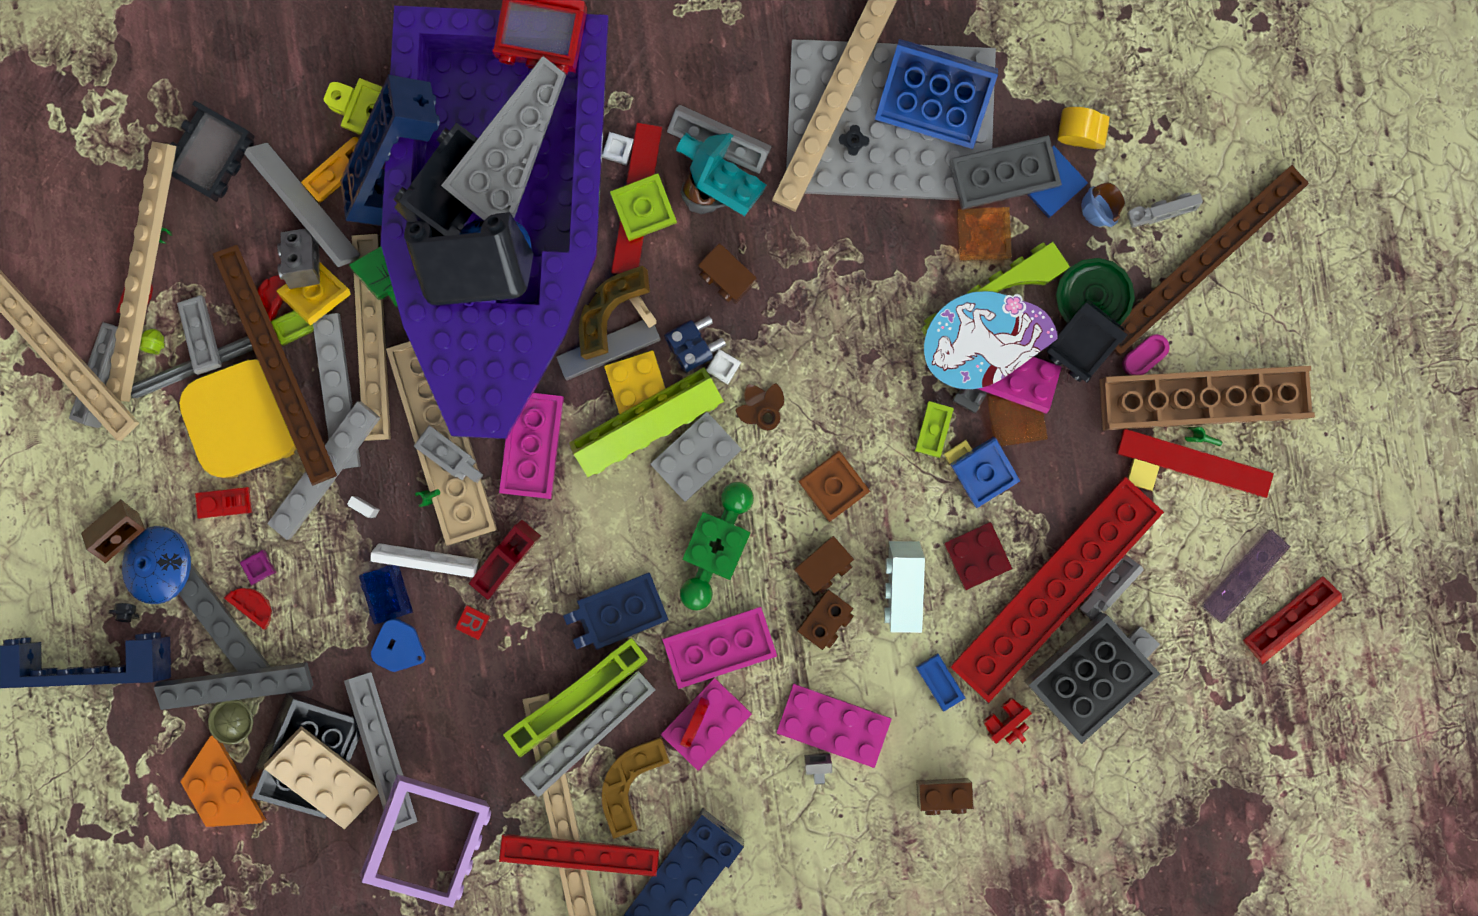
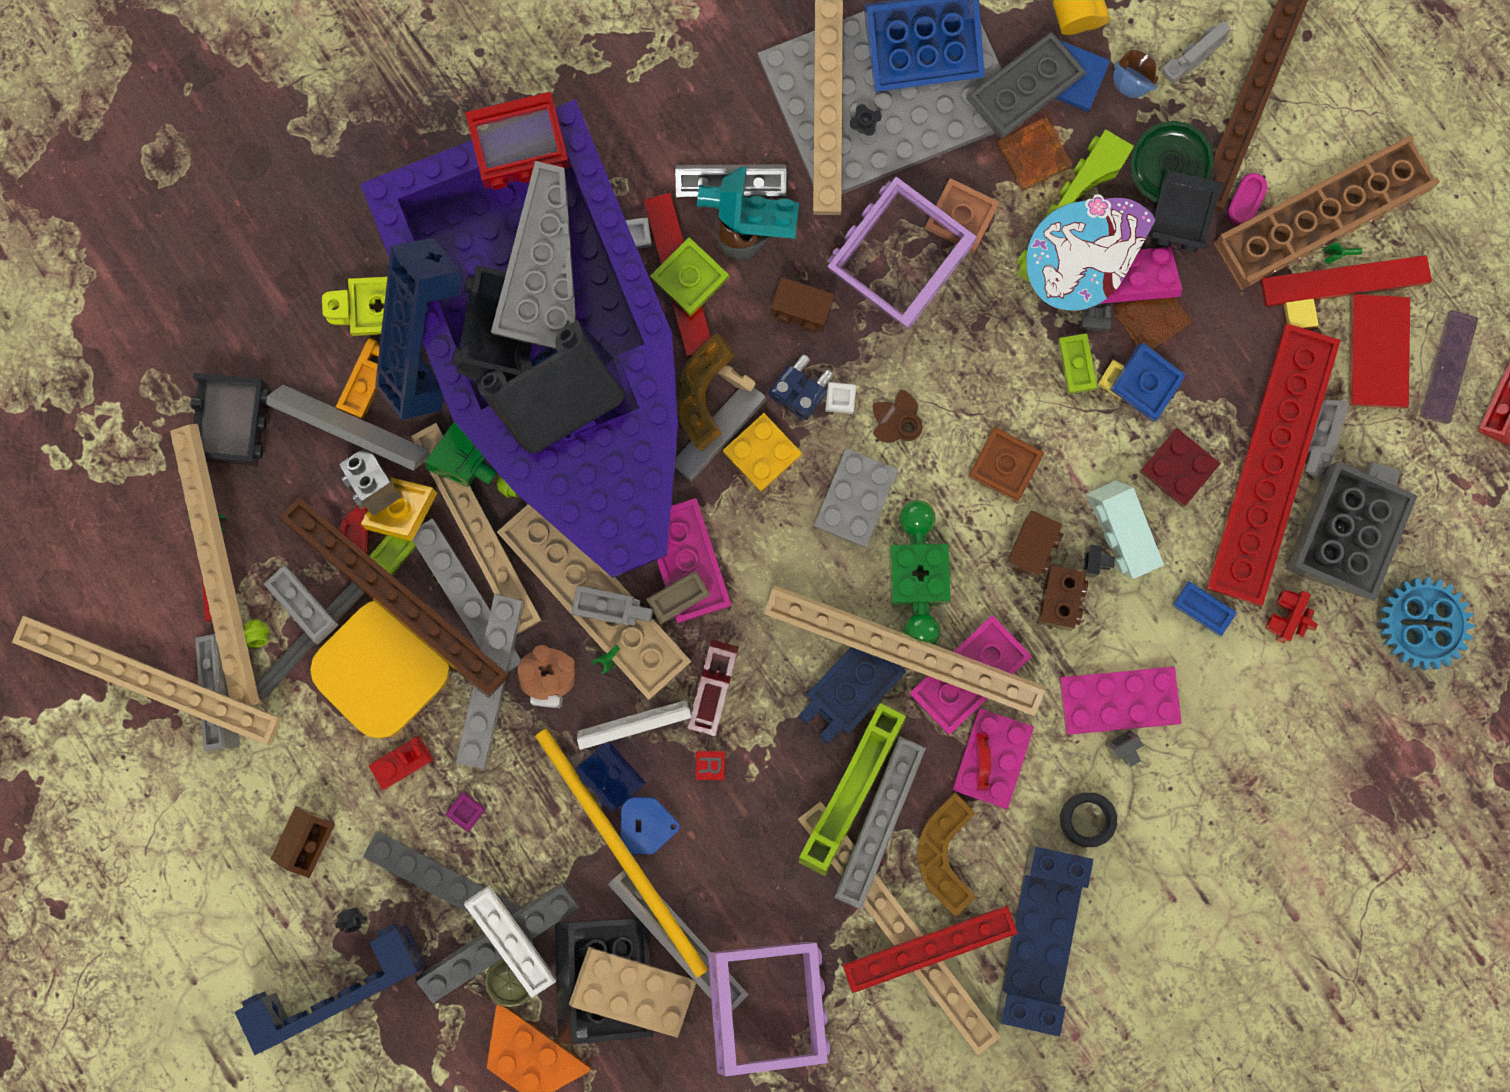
camera: 25 degrees left, 5 degrees down
(165, 567) = (374, 852): blue dish -> none
(241, 691) = (510, 941): none -> white tile
(252, 604) = (477, 852): red tile -> none
(366, 661) = (622, 853): none -> yellow piece
(375, 472) = (542, 660): none -> nougat plate
(508, 472) = (678, 597): none -> dark tan tile
(646, 422) = (791, 485): lime brick -> none
(673, 603) = (905, 650): none -> tan plate
(770, 828) = (1110, 819): none -> black tyre
(801, 235) = (871, 216): none -> lavender window
(867, 602) = (1095, 561): none -> black tile
(898, 259) = (966, 207): none -> nougat plate
(944, 795) = (1264, 716): reddish brown brick -> none
(1106, 800) = (1425, 598): none -> dark azure gear
(1193, 536) = (1380, 351): none -> red tile

